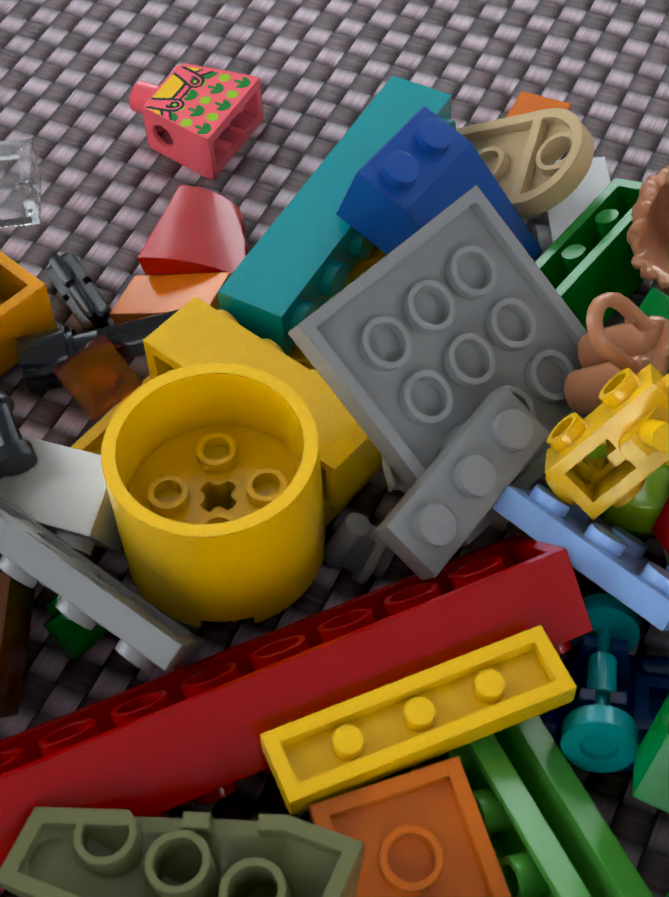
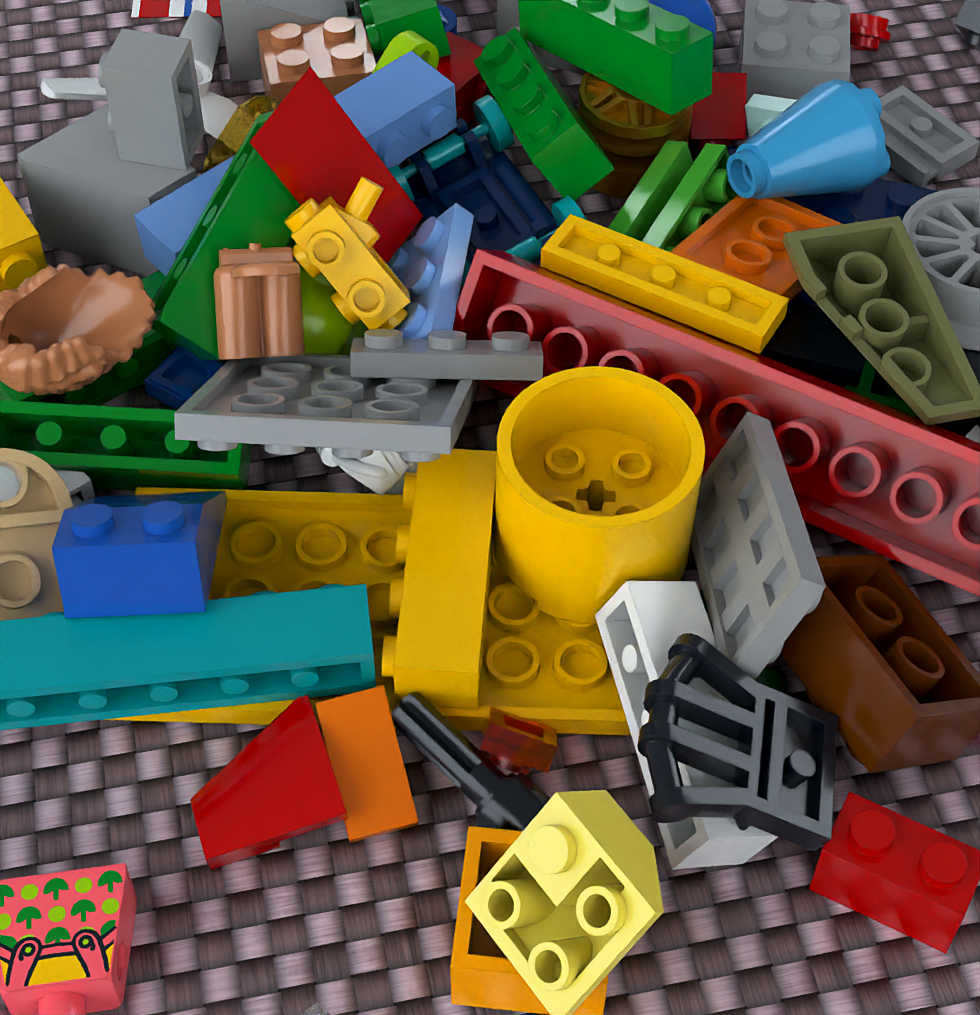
camera: 130 degrees left, 0 degrees up
(79, 291) = (398, 895): black piece -> none

